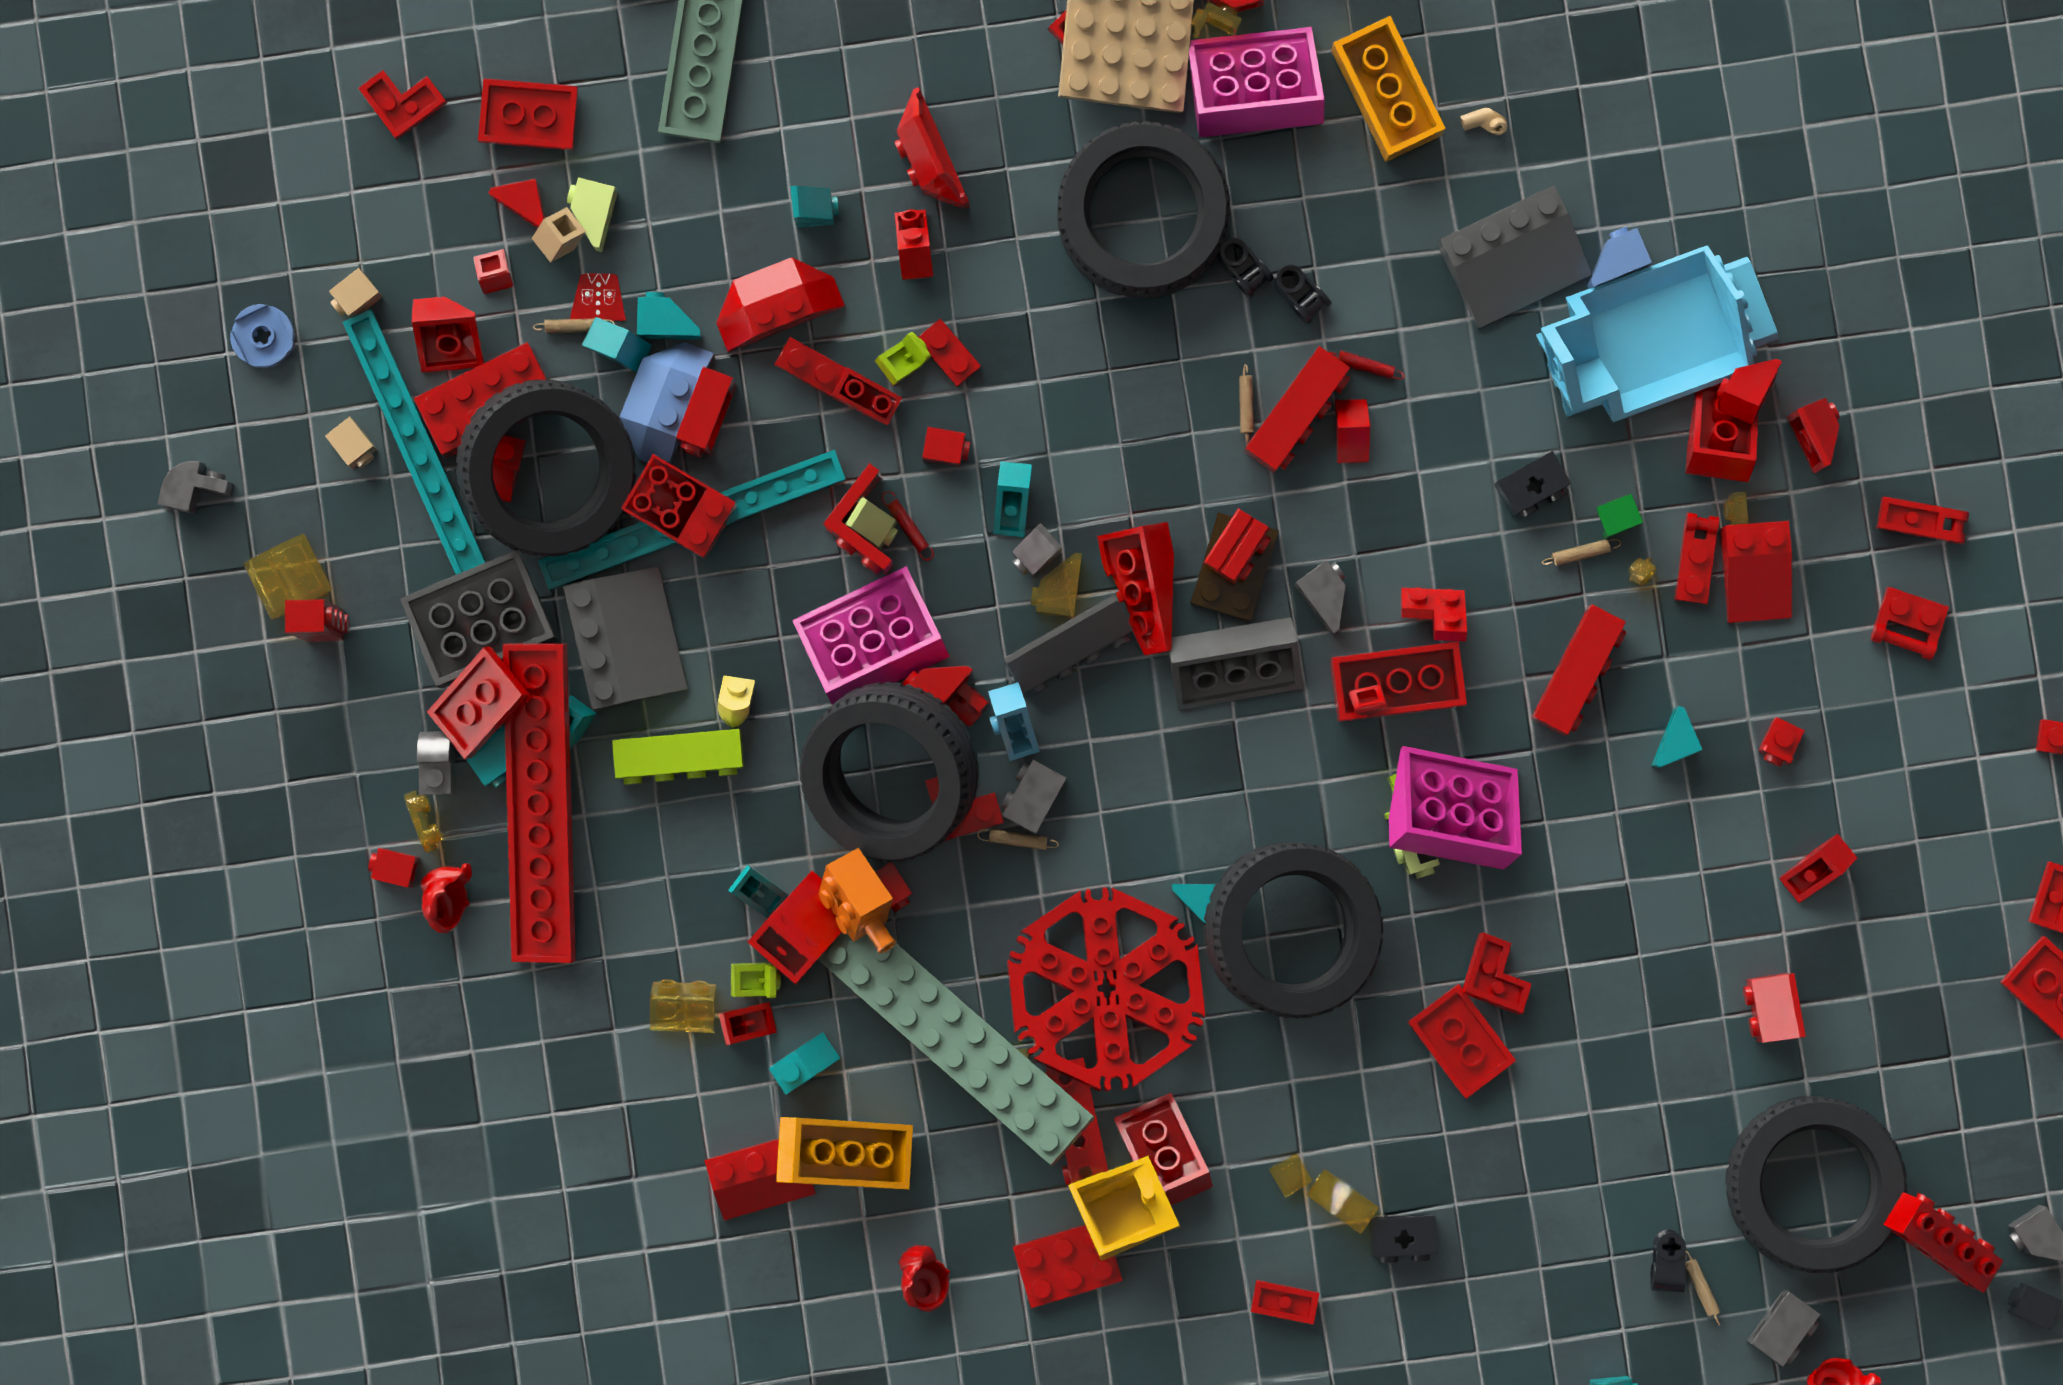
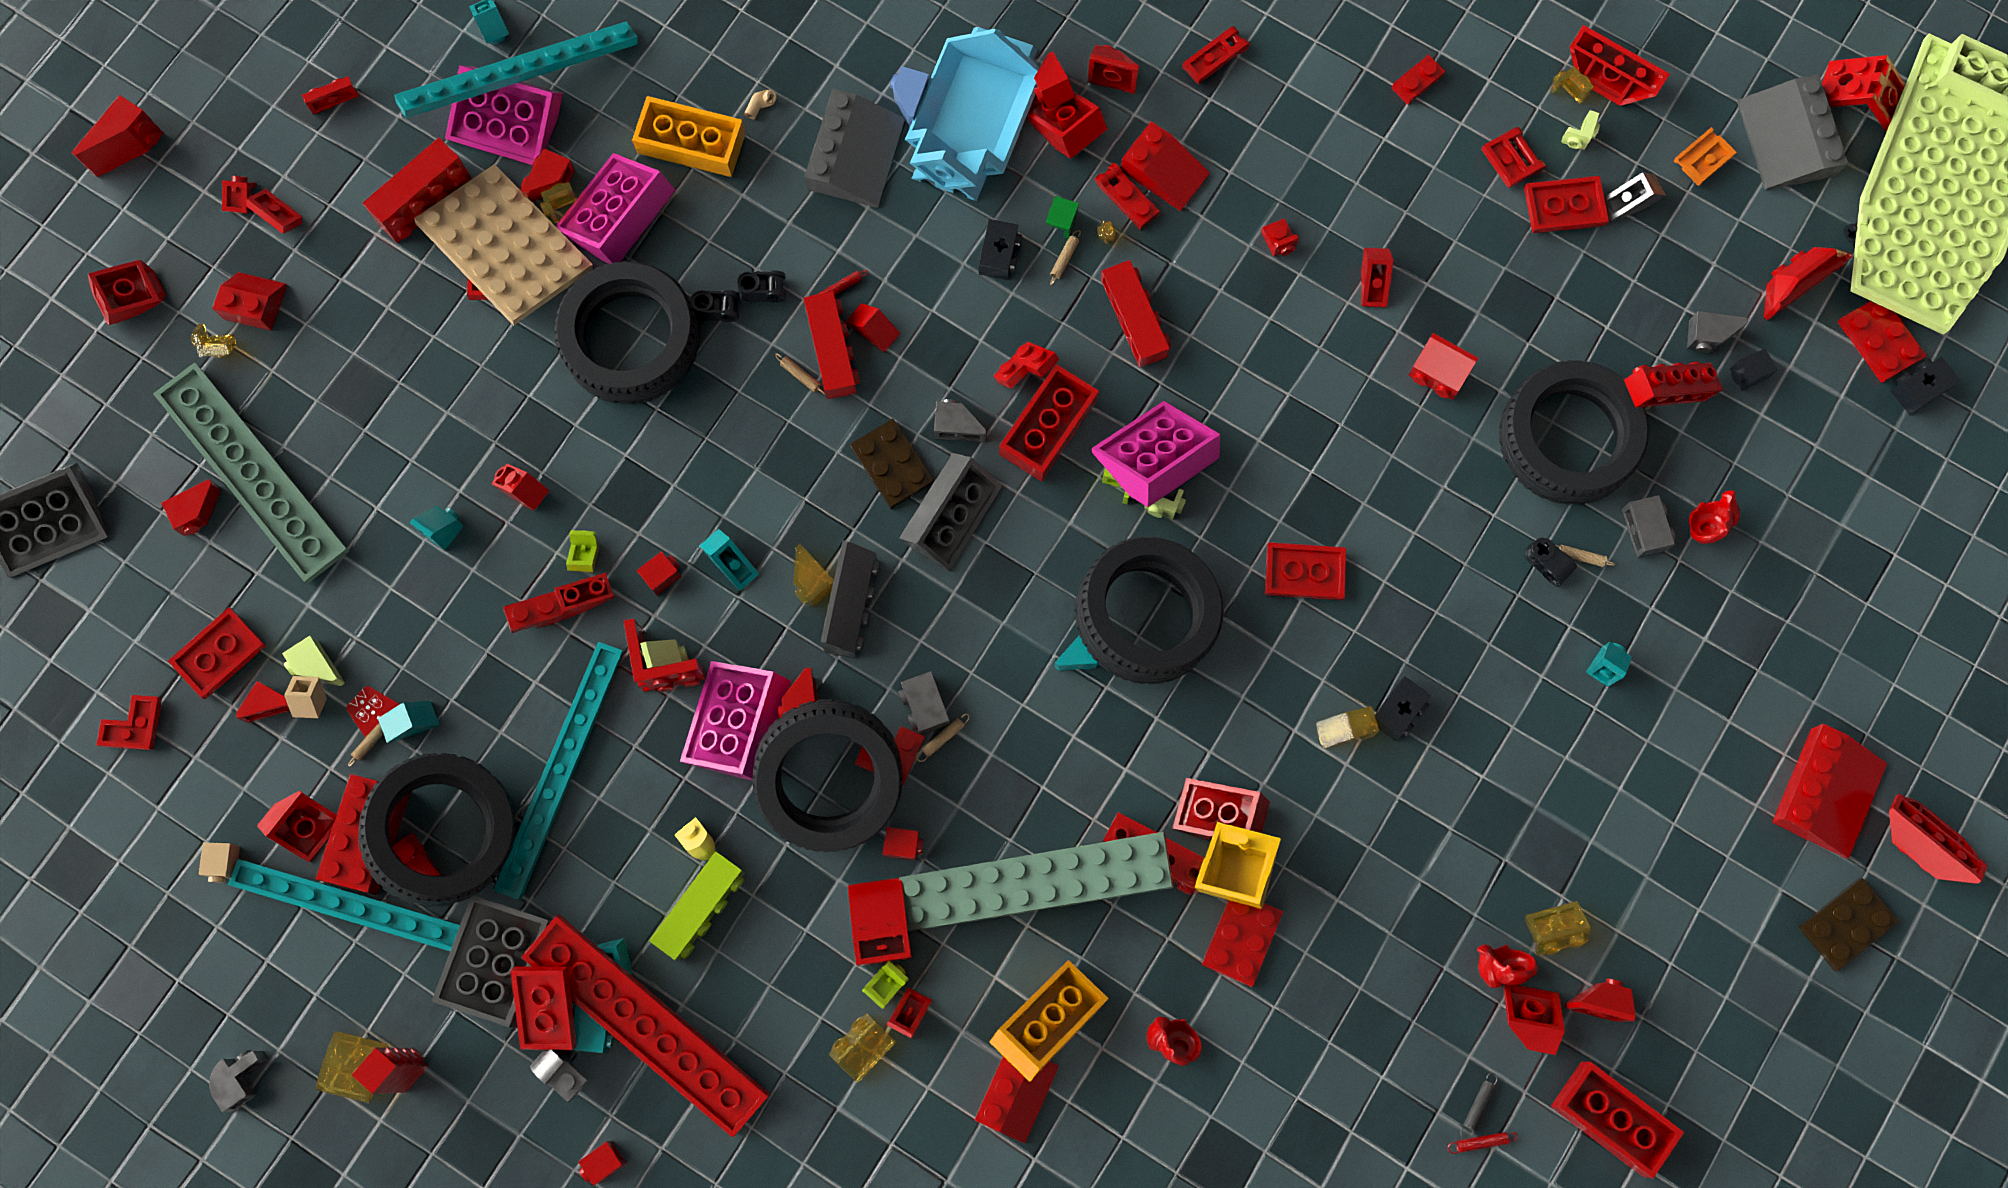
camera: 50 degrees left, 10 degrees down
(245, 331) = (174, 954): medium blue plate -> none
(352, 443) = (308, 947): tan brick -> none
(428, 833) = (577, 1111): clear yellow plate -> none
(445, 896) = (651, 1144): red hair -> none
(493, 271) = (291, 761): red slope -> none
(625, 638) = (593, 877): dark grey slope -> none
(661, 399) = (470, 722): medium blue wedge -> none
(662, 319) = (421, 677): teal slope -> none
(679, 506) = (541, 766): red slope -> none
(705, 412) = (500, 699): red window -> none
(758, 891) = (830, 932): teal slope -> none
(775, 301) = (475, 601): red wedge -> none
(804, 1063) = (967, 998): teal slope -> none
(857, 899) = (891, 867): orange brick -> none
(907, 525) = (688, 638): red piece -> none
(927, 154) = (476, 432): red wedge -> none
(949, 353) = (606, 522): red plate -> none
(968, 704) = (830, 689): red bracket -> none
(1013, 721) = (866, 673): medium azure brick -> none
(1036, 551) = (773, 569): flat silver slope -> none
(1081, 1005) = (1085, 779): red plate -> none
(1143, 572) = (842, 515): red wedge -> none
(1237, 546) = (880, 446): red brick -> none
(1284, 1302) = (1382, 819): red plate -> none
(1290, 1175) = (1302, 747): clear yellow plate -> none
(1368, 700) = (1045, 444): red slope -> none
(1486, 976) = (1281, 523): red plate -> none
(1678, 739) = (1227, 292): teal slope -> none
(1736, 508) = (1116, 147): clear yellow plate -> none
(1912, 613) = (1268, 104): red plate -> none

